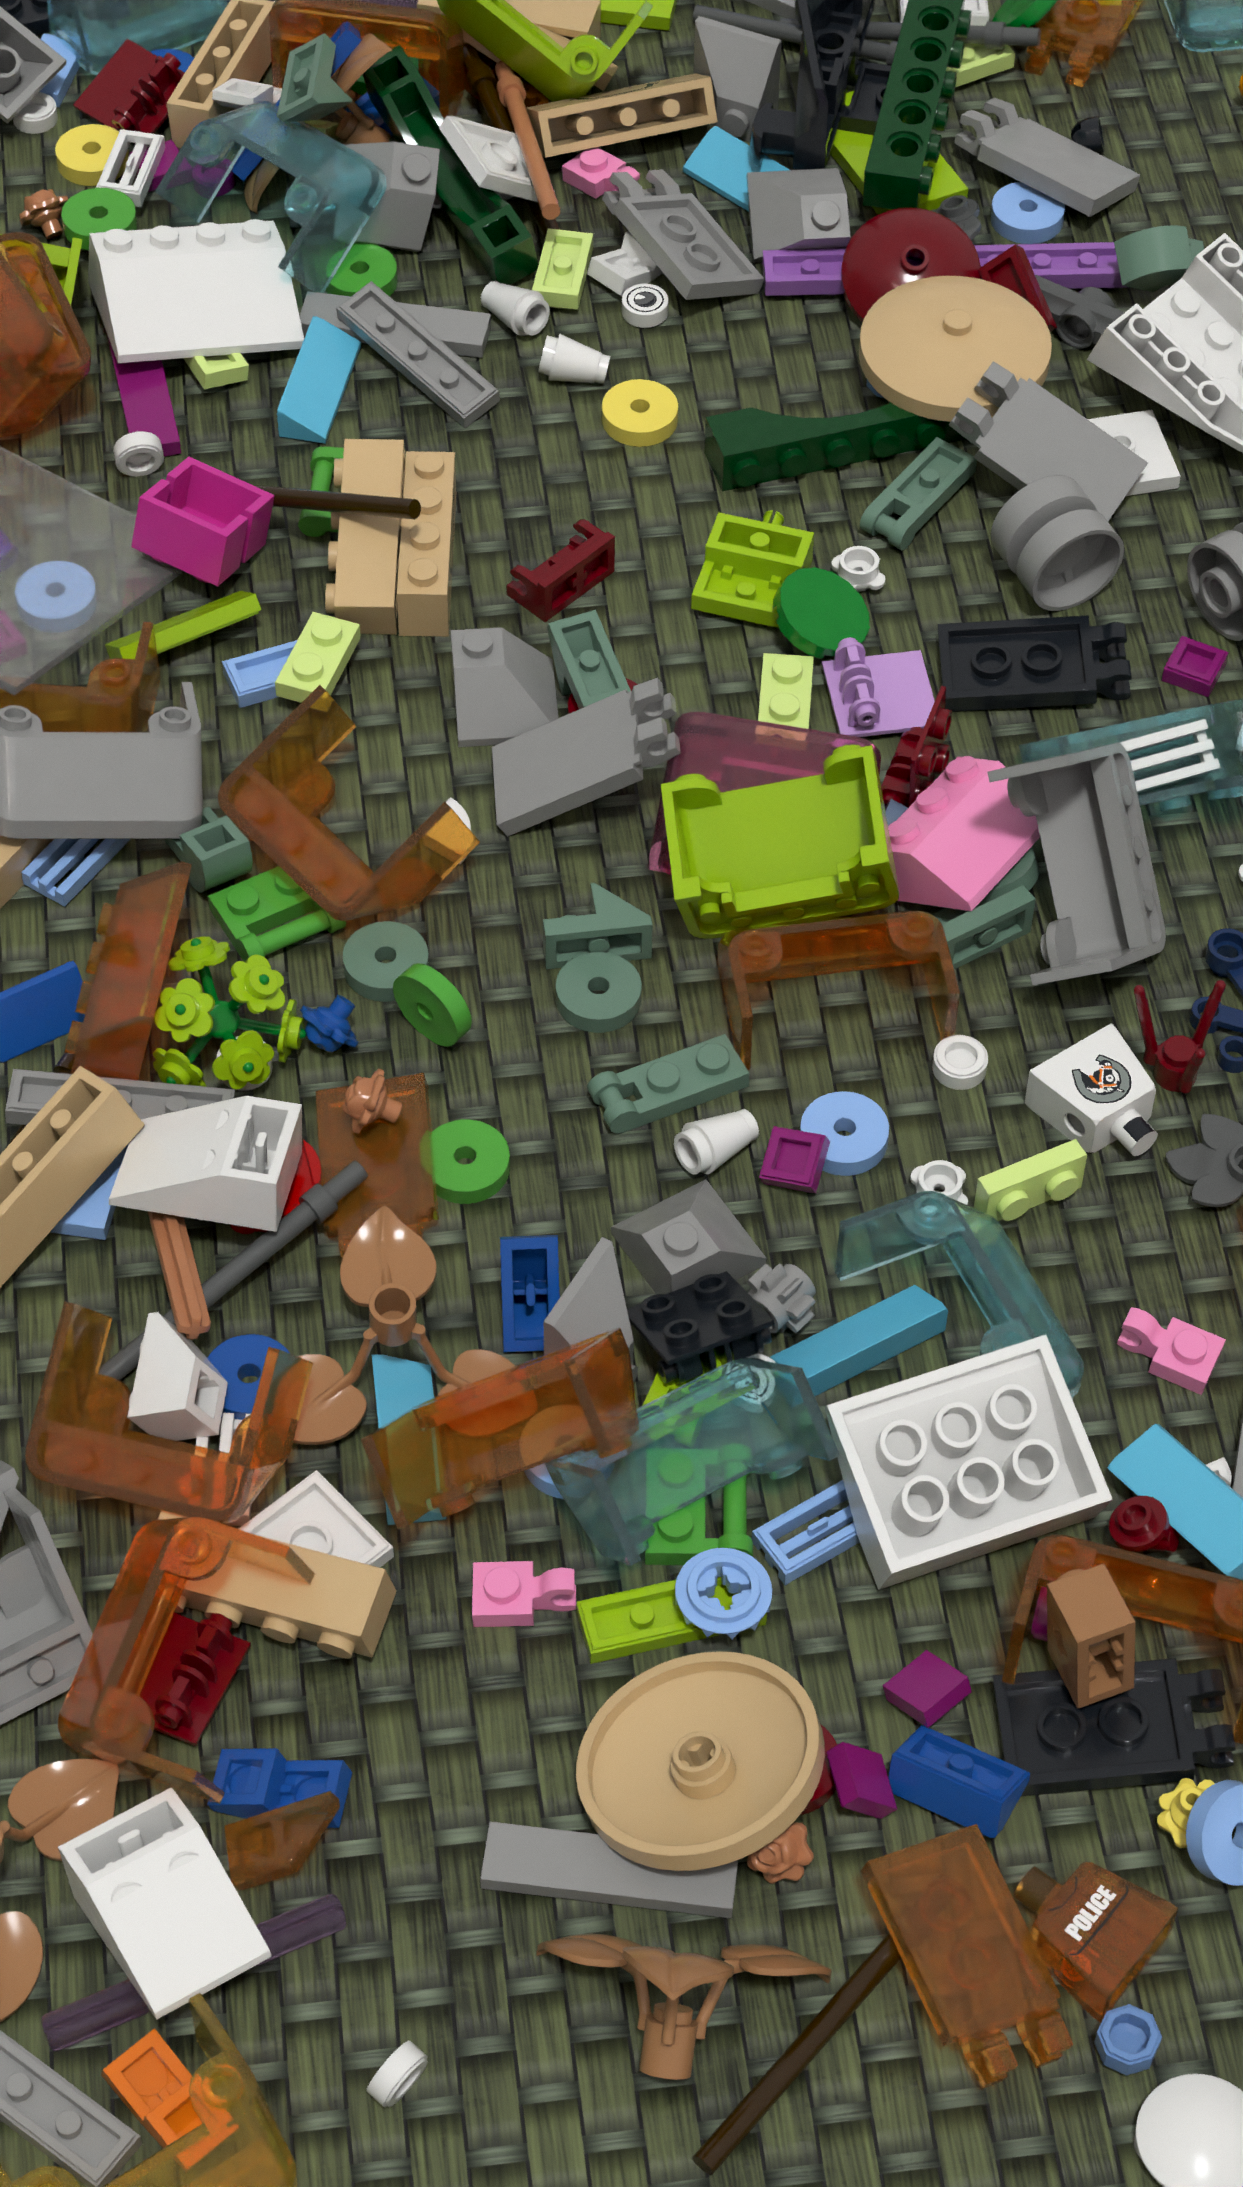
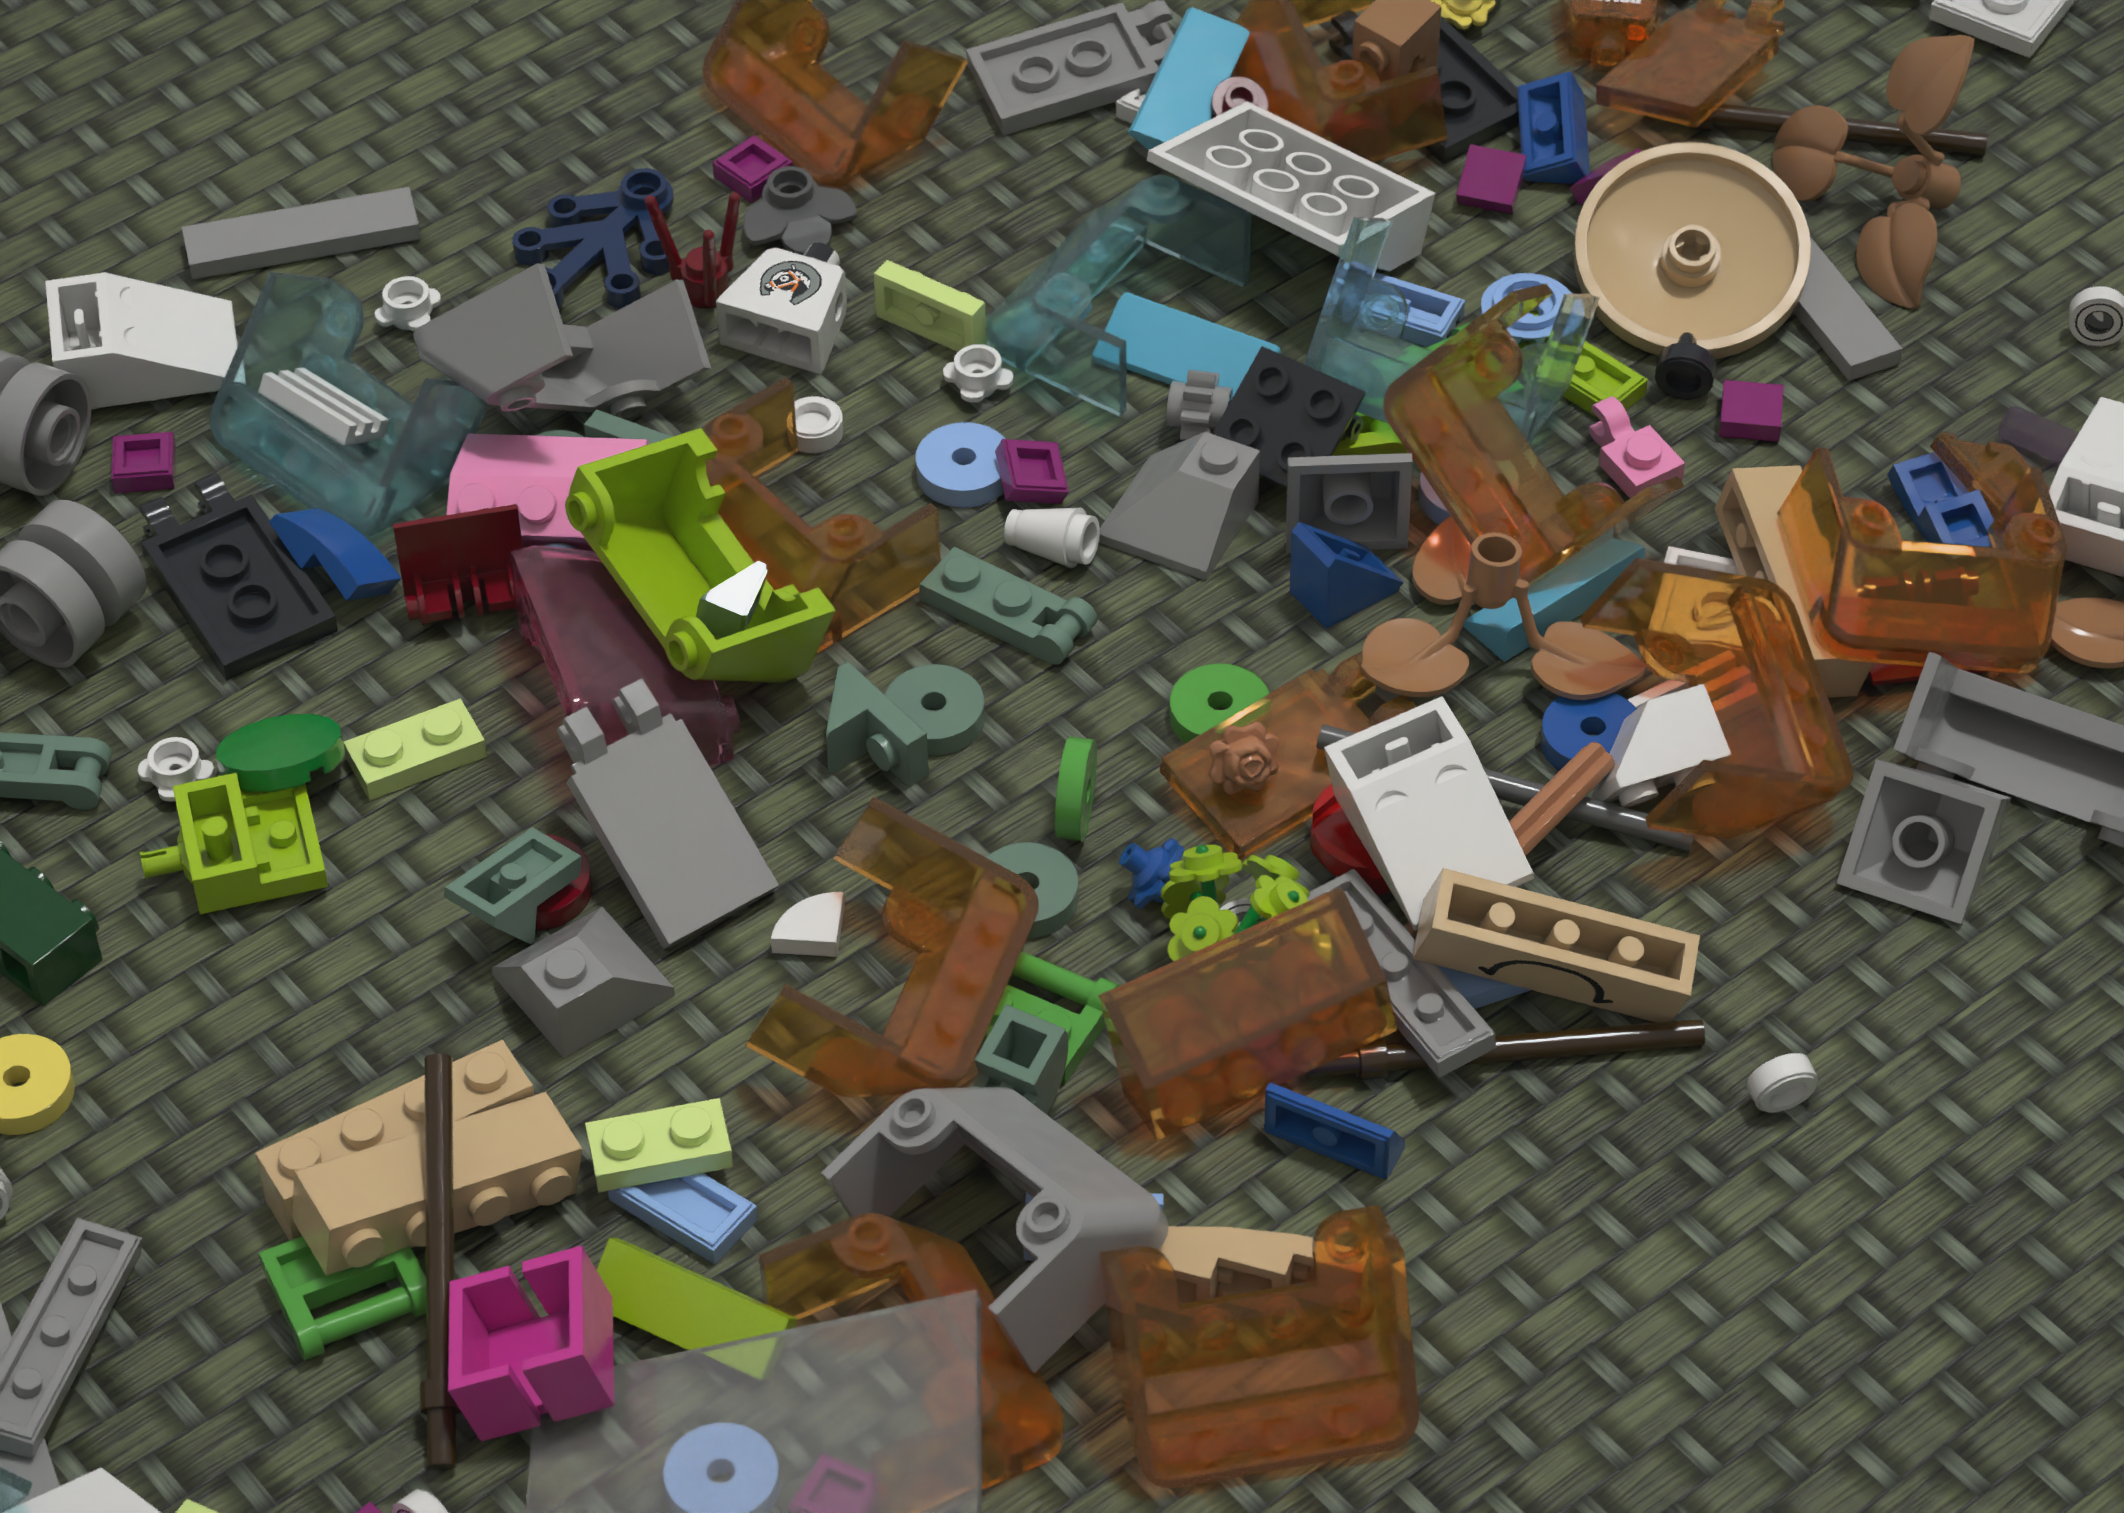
camera: 120 degrees left, 5 degrees down
(317, 382) = (166, 1428): medium azure slope -> none
(502, 1717) = (1751, 410): none -> magenta tile
(566, 573) = (351, 1011): dark red hinge -> none
(573, 1680) = (1685, 369): none -> black tile
(730, 852) = (732, 603): none -> slope
(877, 691) = (359, 673): lavender hinge -> none
(1005, 714) = (346, 554): none -> blue slope
(1179, 1354) = (1027, 167): bright pink plate -> none

